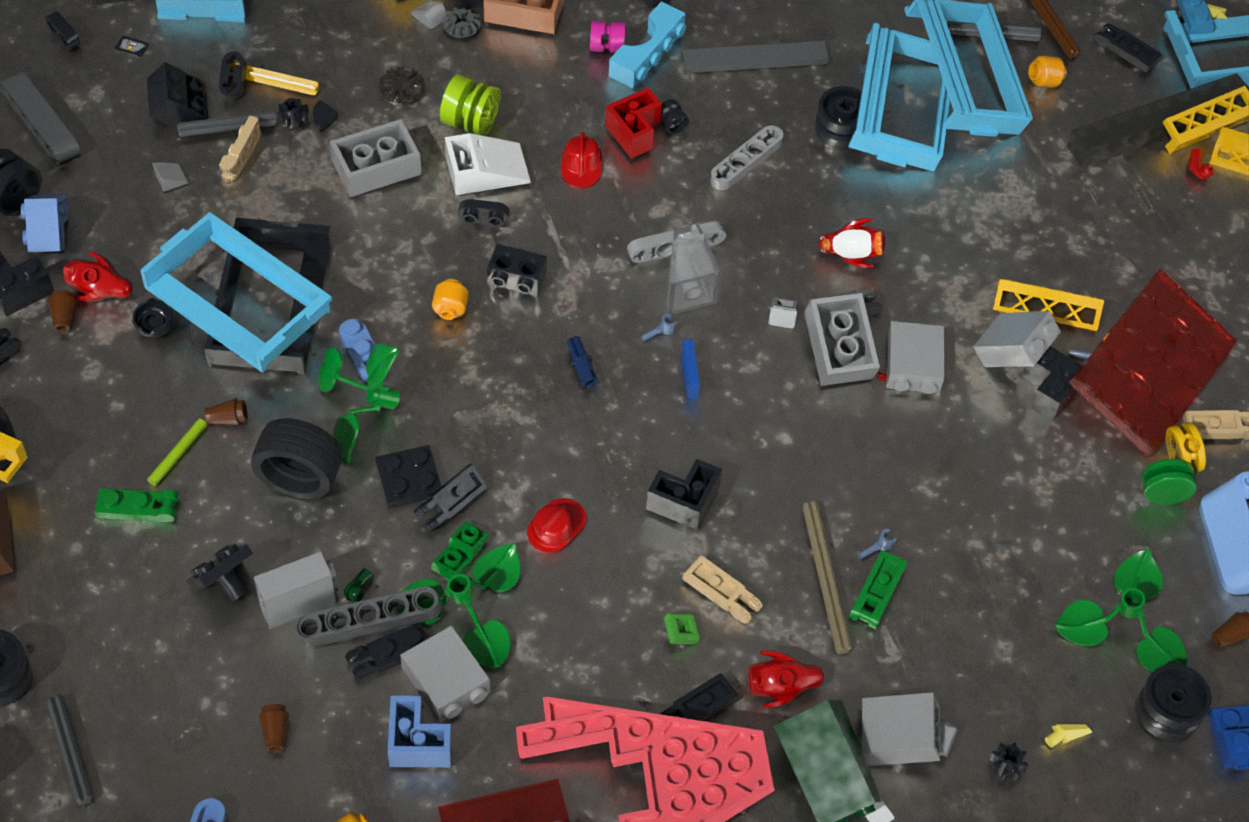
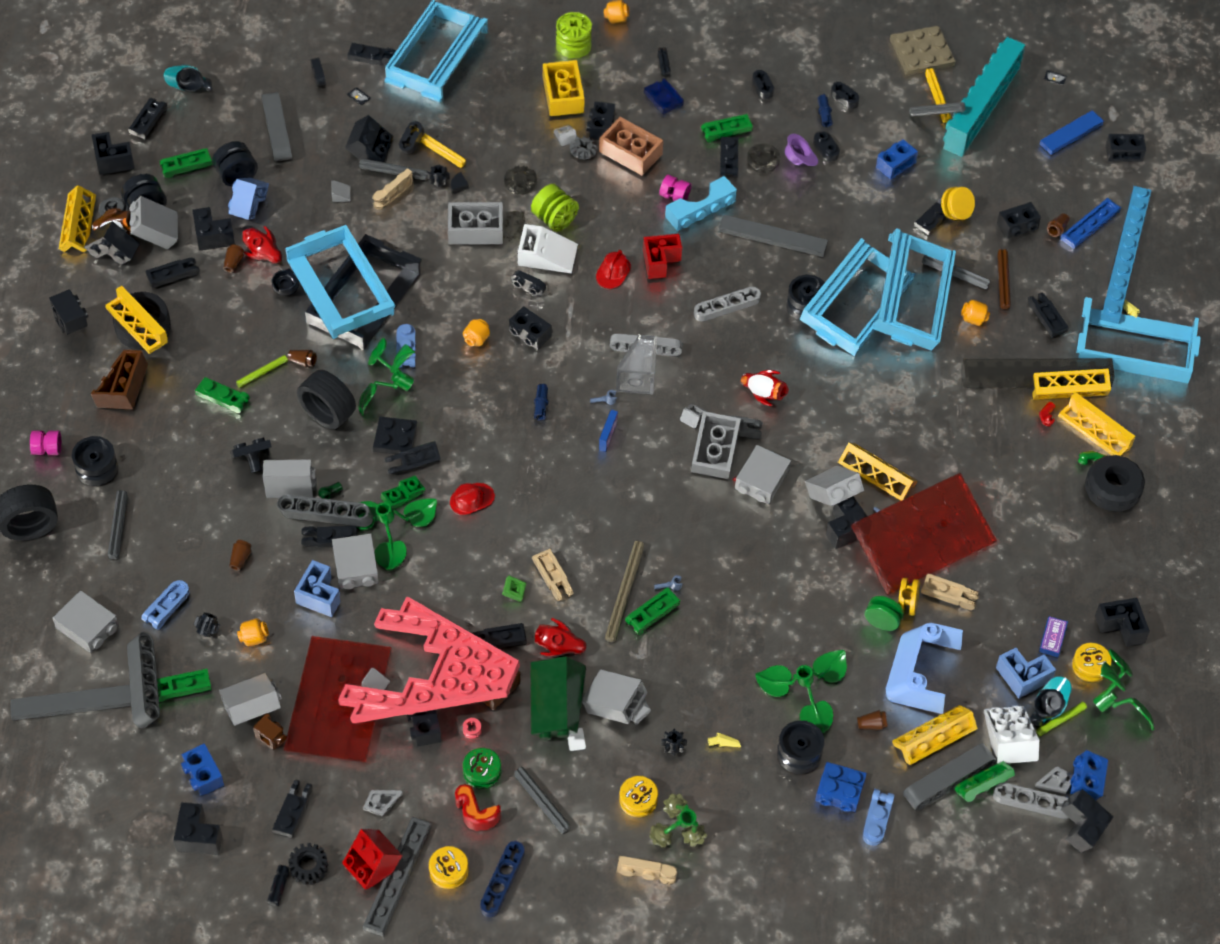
camera: 25 degrees right, 0 degrees up
(673, 116) = (690, 259): black wheel -> none
(685, 499) = (560, 511): black brick -> none

